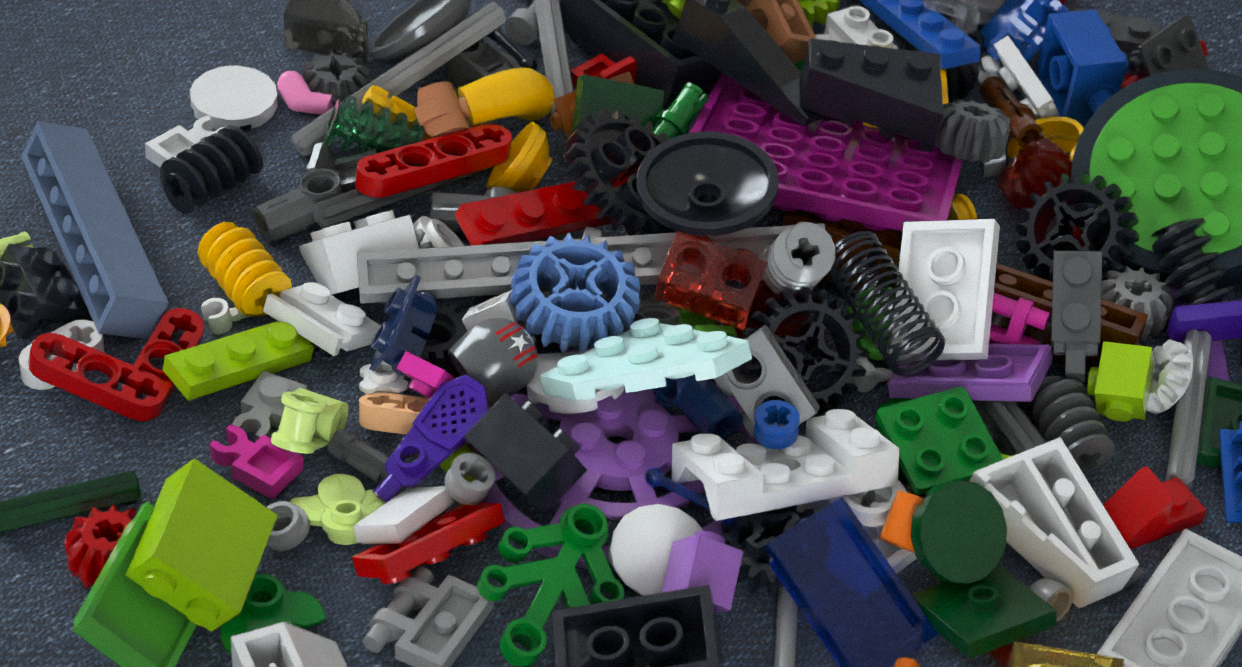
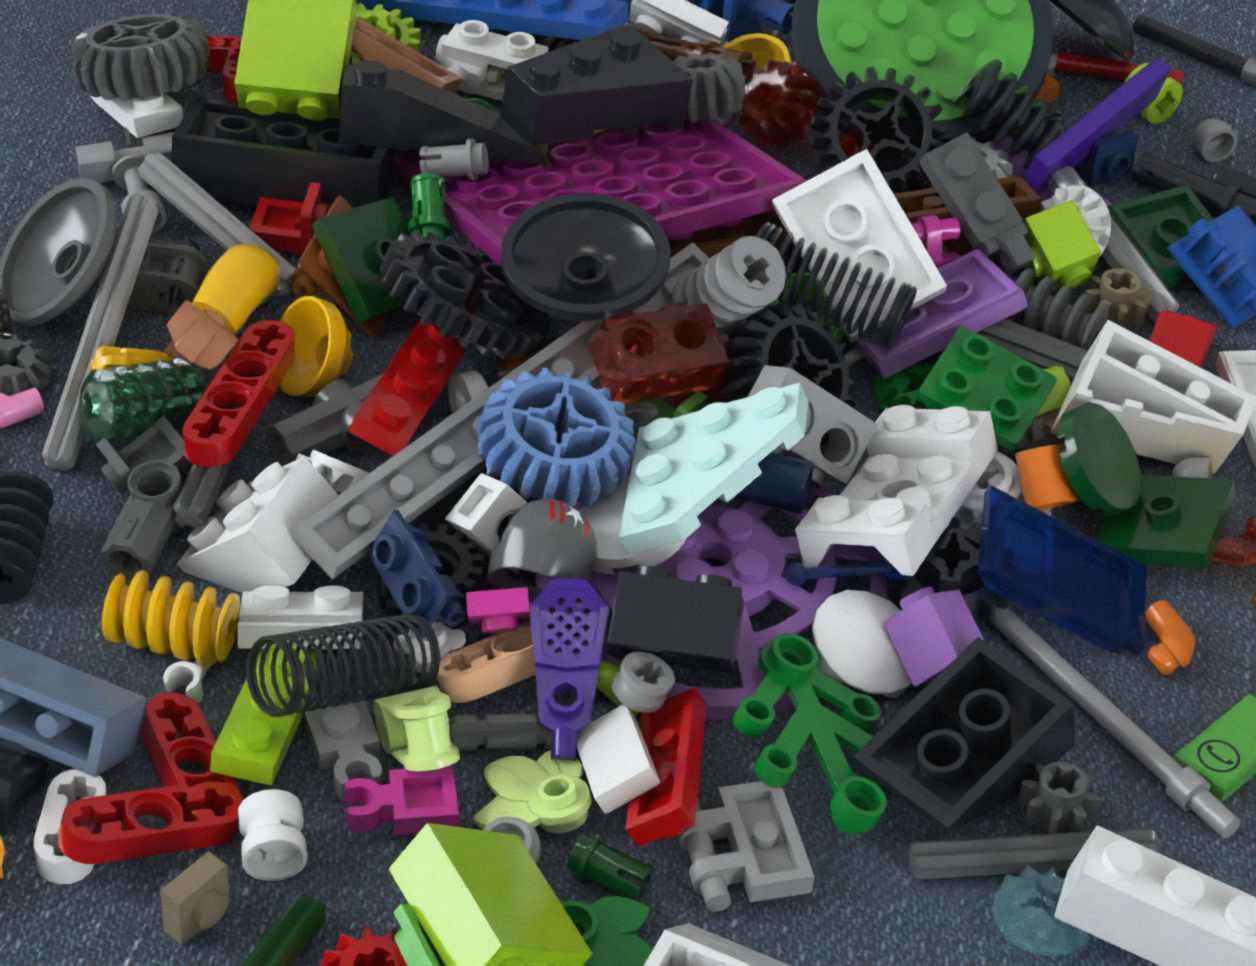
camera: 40 degrees left, 0 degrees up
(71, 434) = (195, 898): none -> dark tan plate
(149, 434) = (272, 824): none -> white wheel
(325, 569) = (606, 867): none -> dark green pin
(350, 388) = (385, 658): none -> black piece
(745, 94) = (456, 160): none -> light grey pin
(778, 413) = (861, 469): blue bush -> none
(1142, 446) = (1123, 294): none -> dark tan gear

